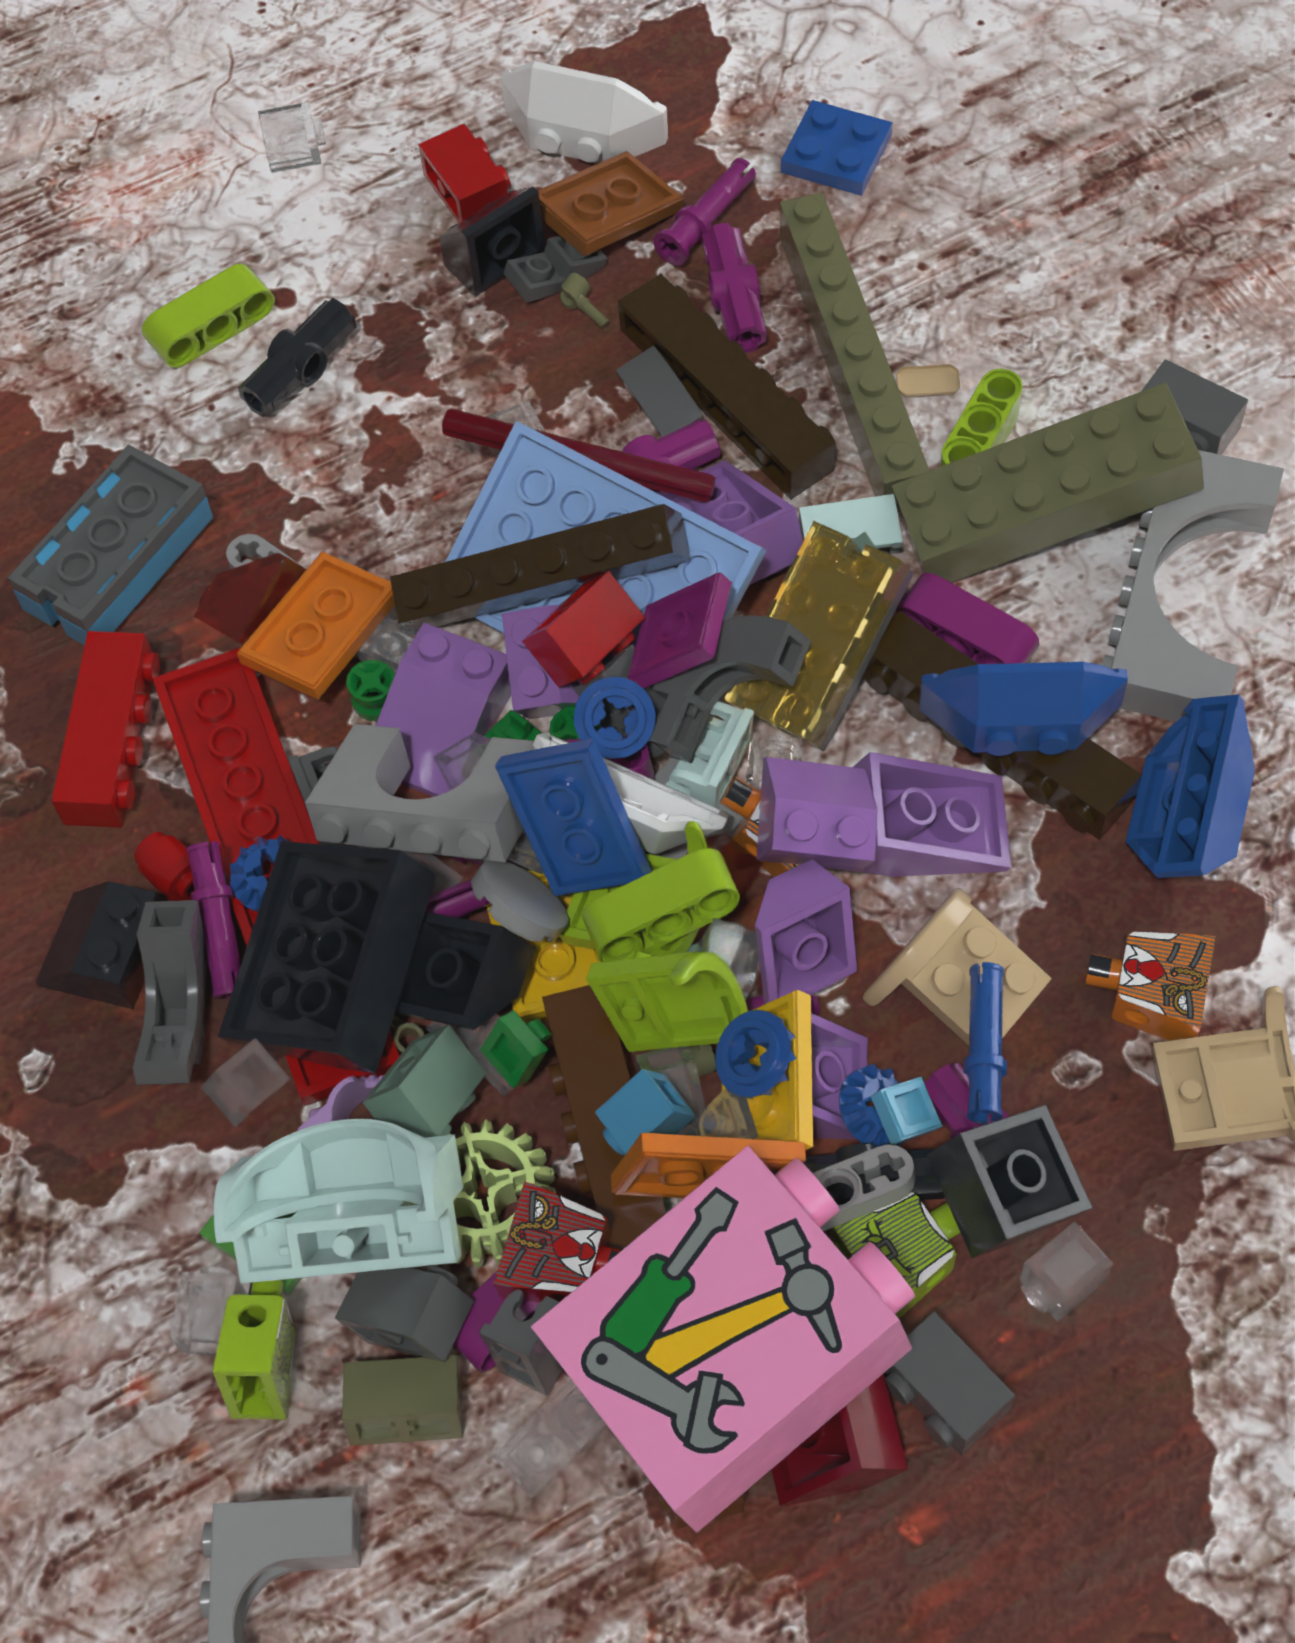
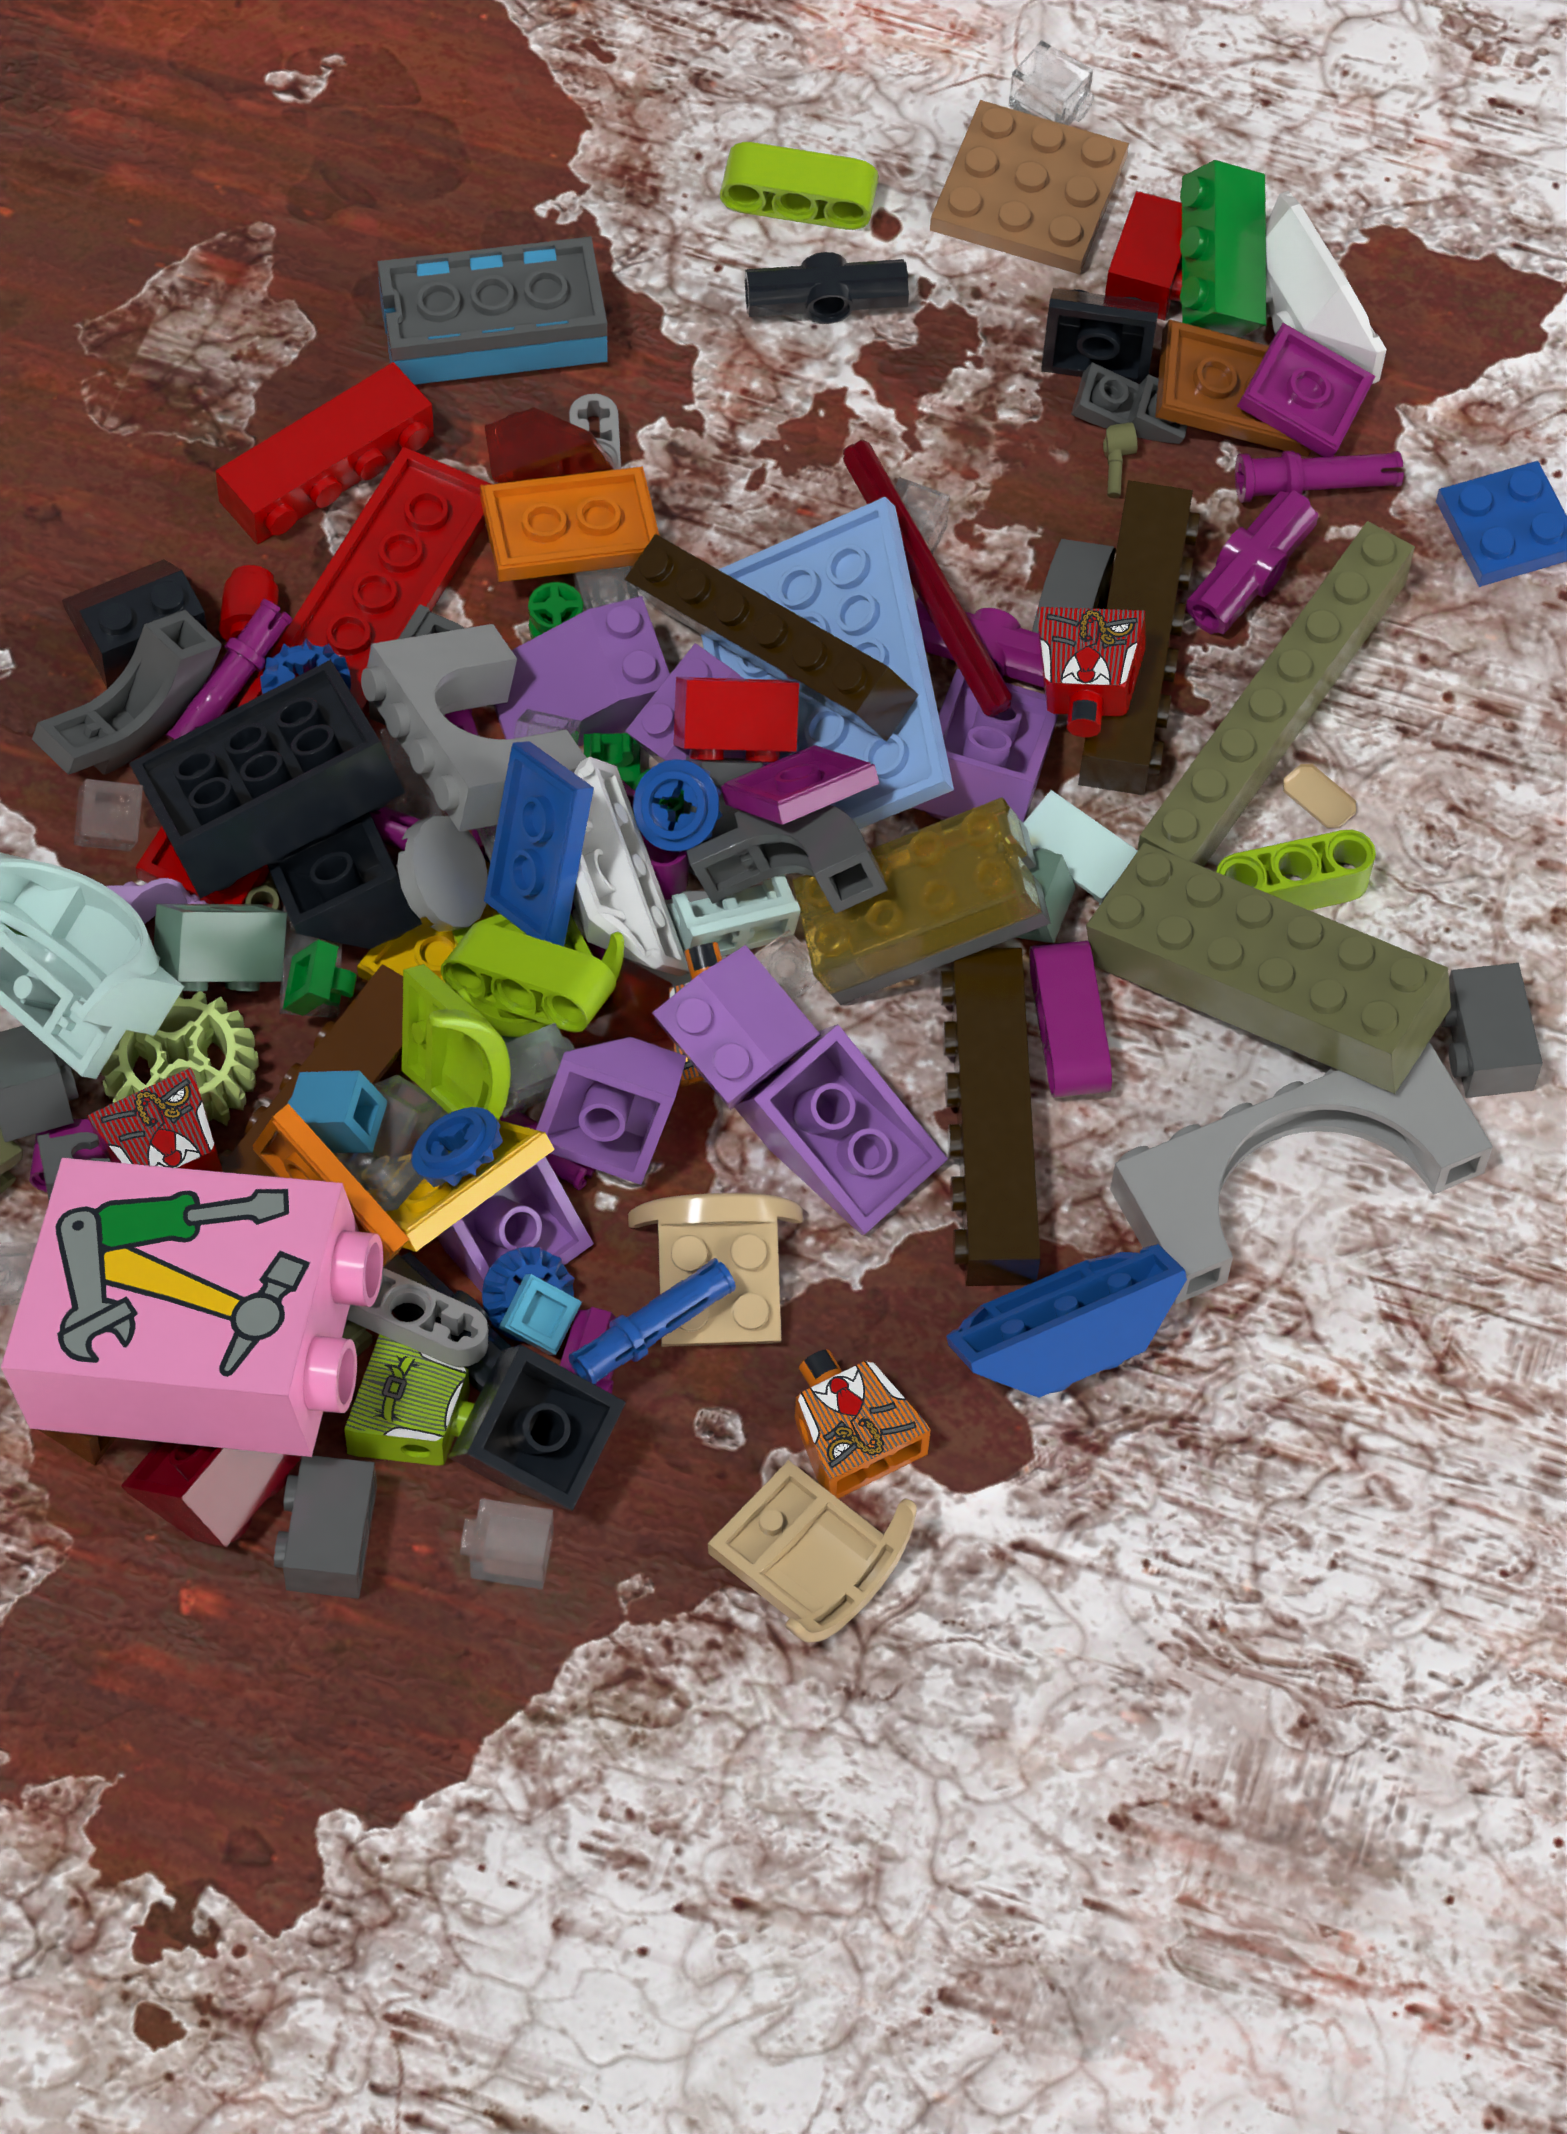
camera: 40 degrees right, 0 degrees up
(342, 203) = (1029, 187): none -> medium nougat plate
(510, 129) = (1223, 249): none -> green brick
(646, 170) = (1306, 391): none -> magenta tile
(736, 414) = (1090, 663): none -> torso
(1023, 704) = (1006, 1116): blue wedge -> none

